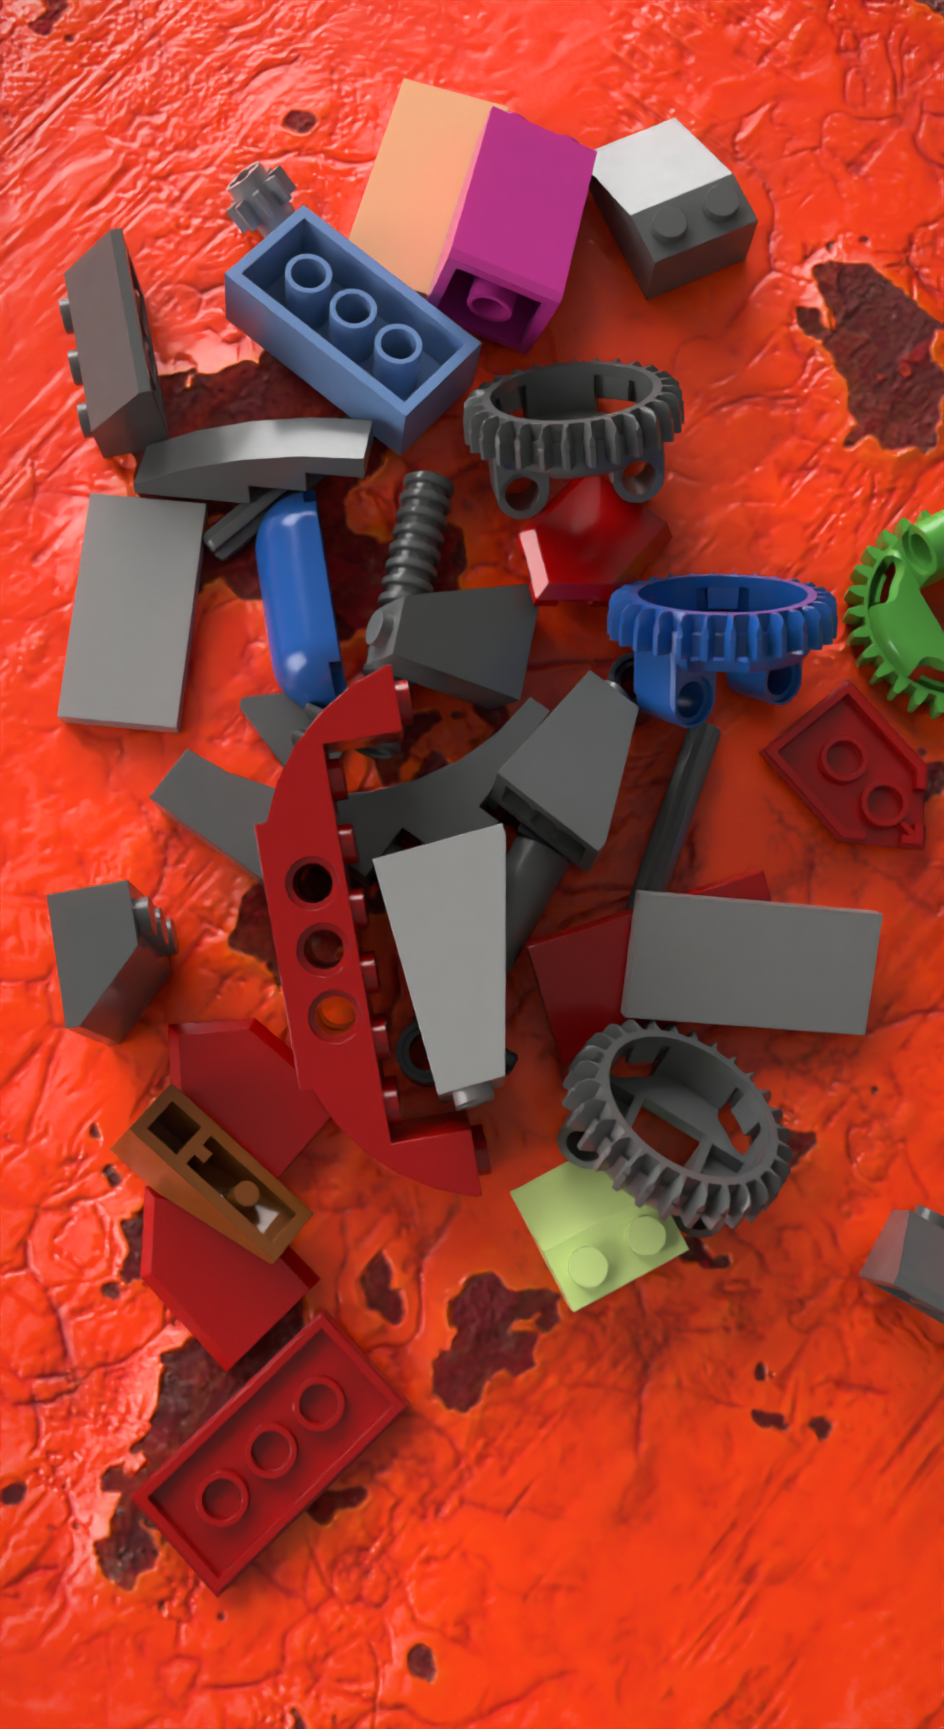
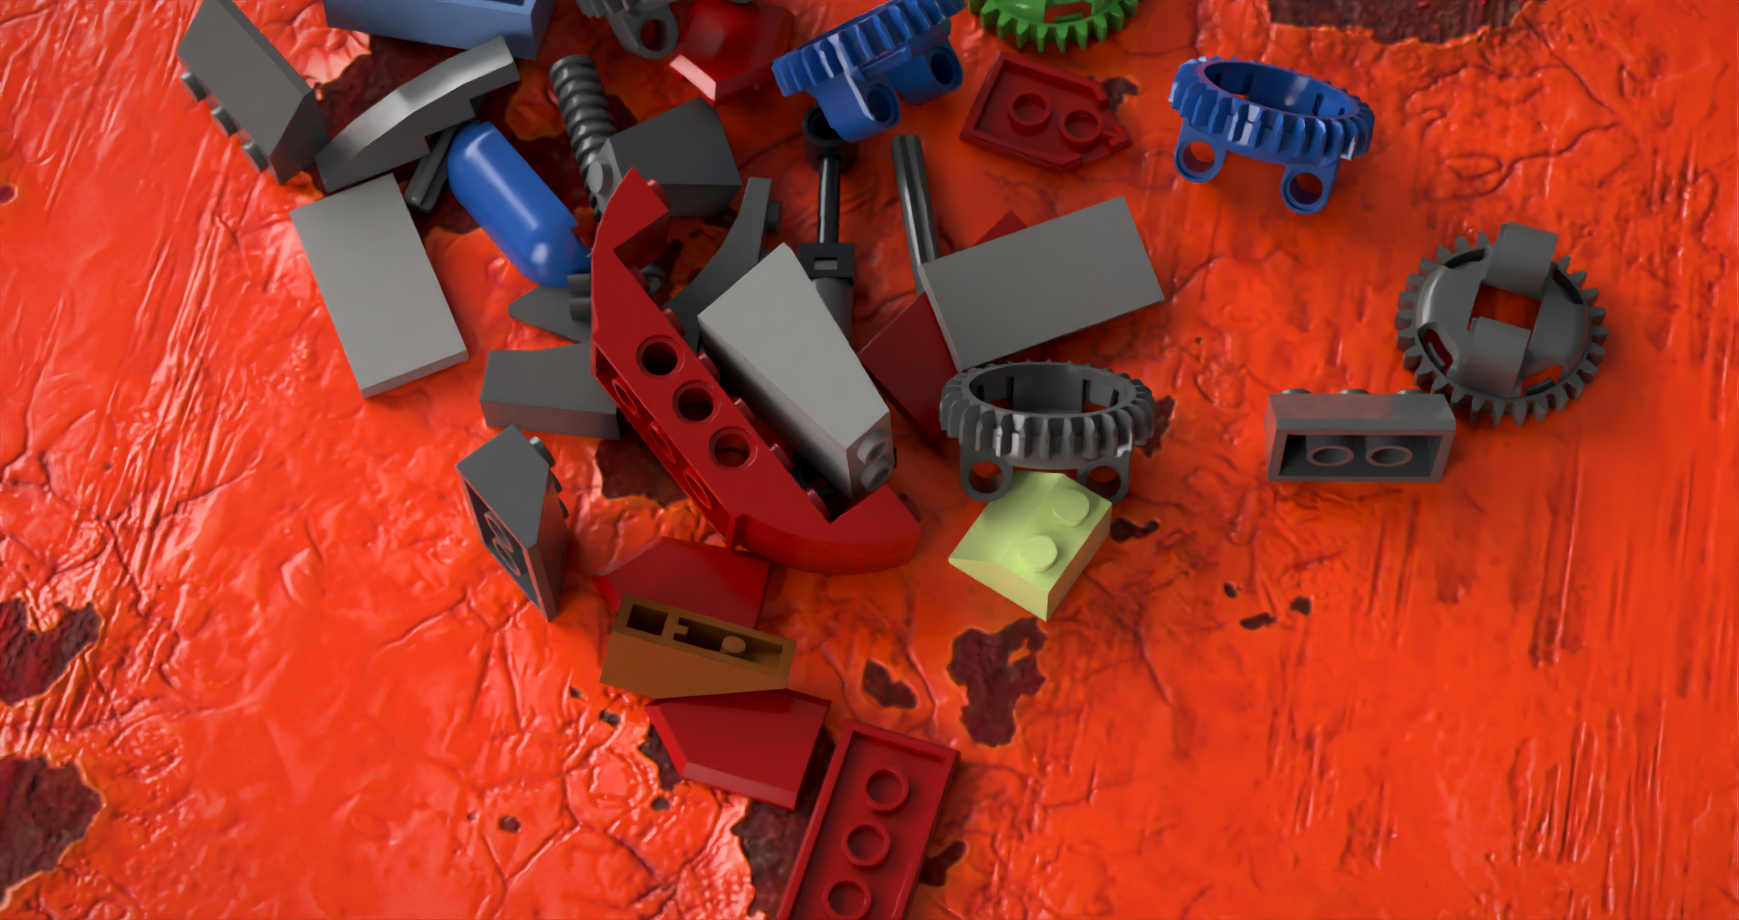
camera: 20 degrees left, 15 degrees down
(572, 769) = (816, 205): dark grey slope -> none

